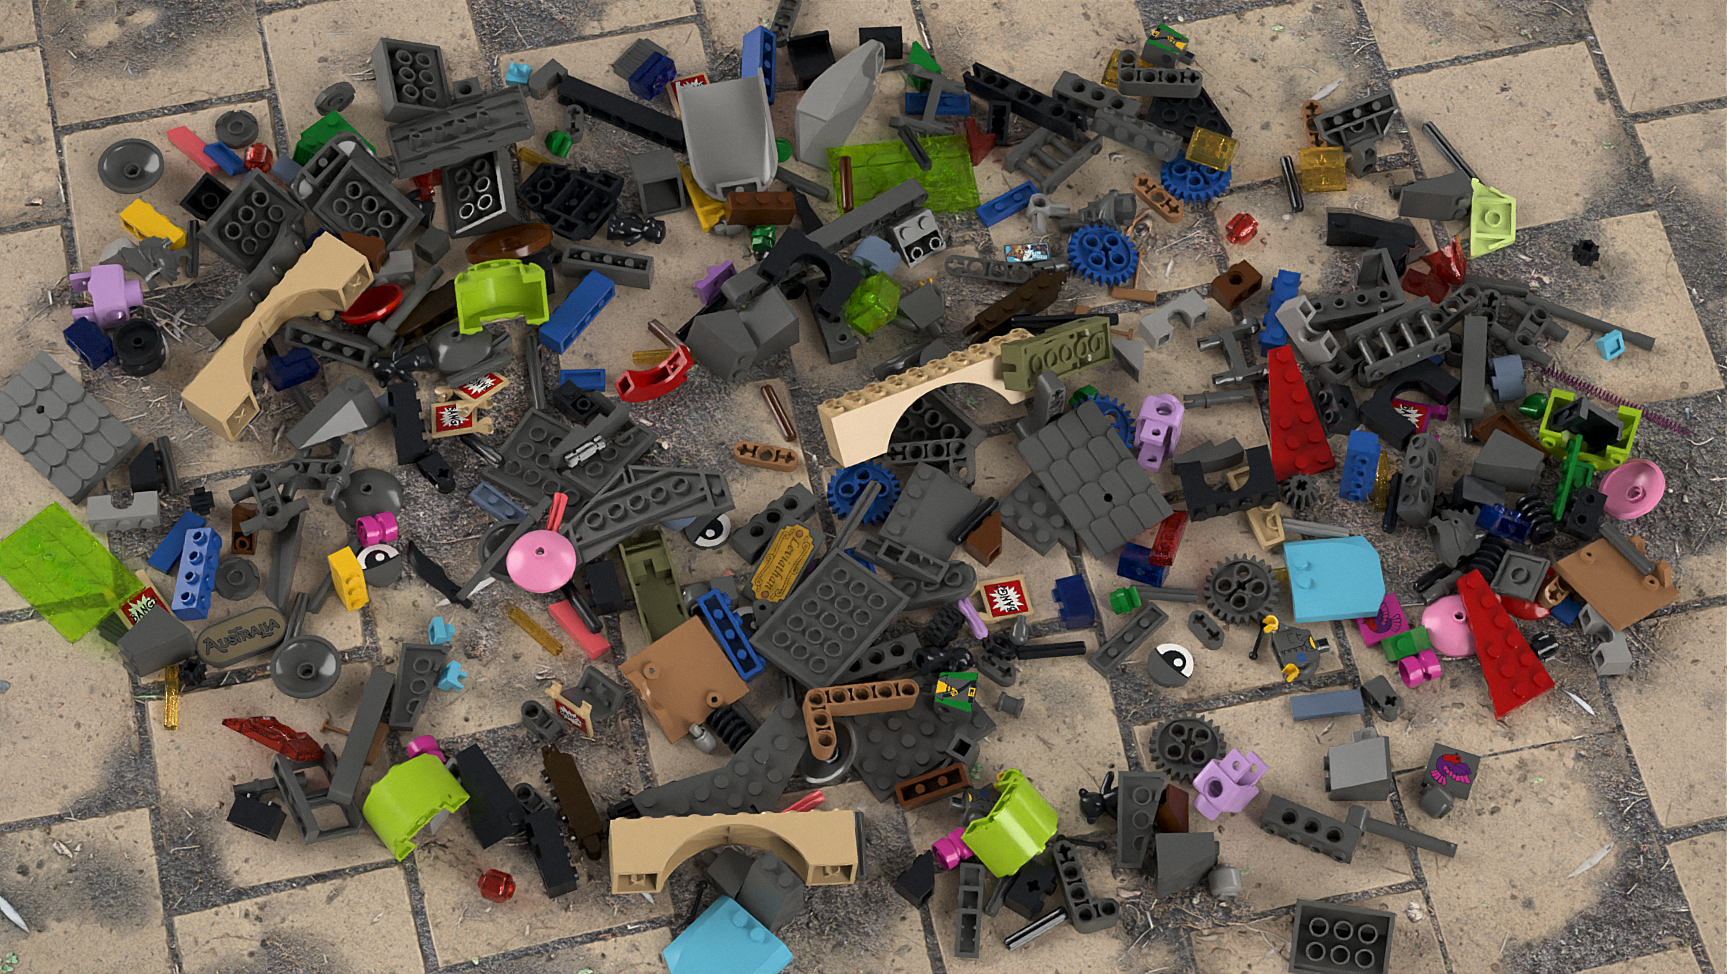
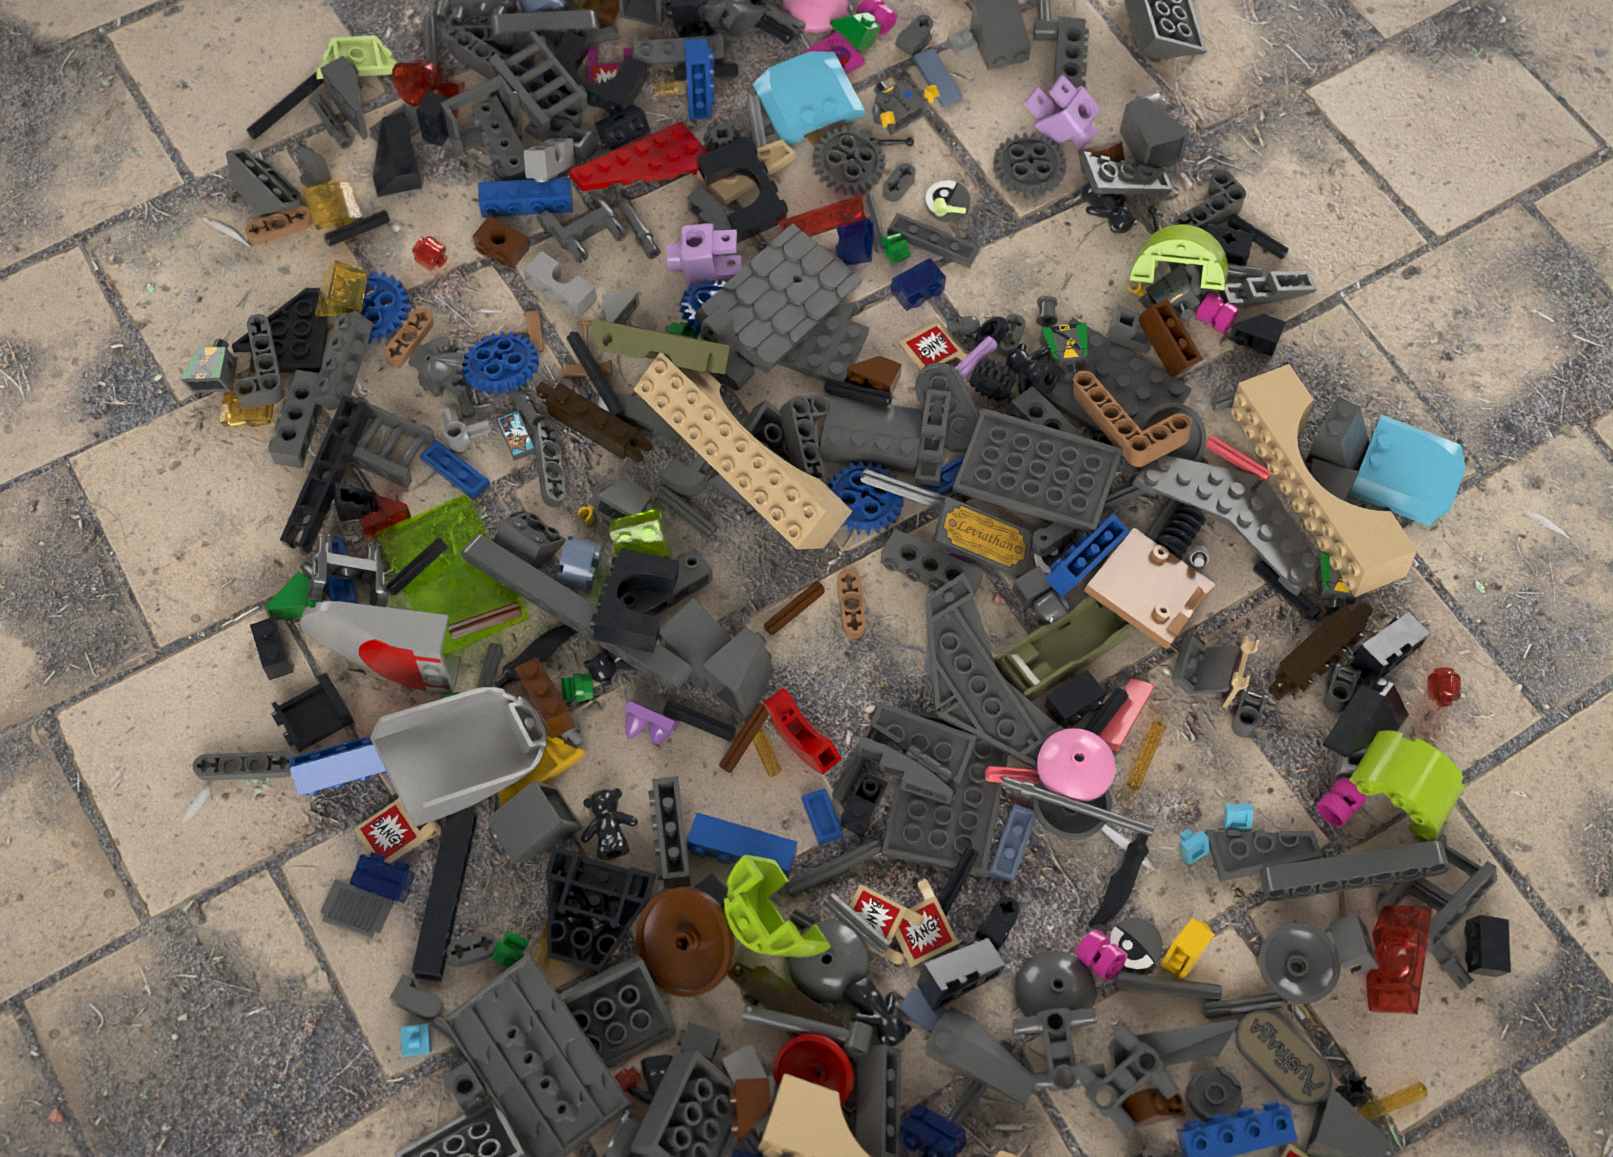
camera: 110 degrees left, 5 degrees up
(302, 713) = (1353, 944): none -> dark grey hinge
(1051, 650) = (971, 295): black axle -> none
(1158, 648) = (940, 208): none -> yellowish green hand

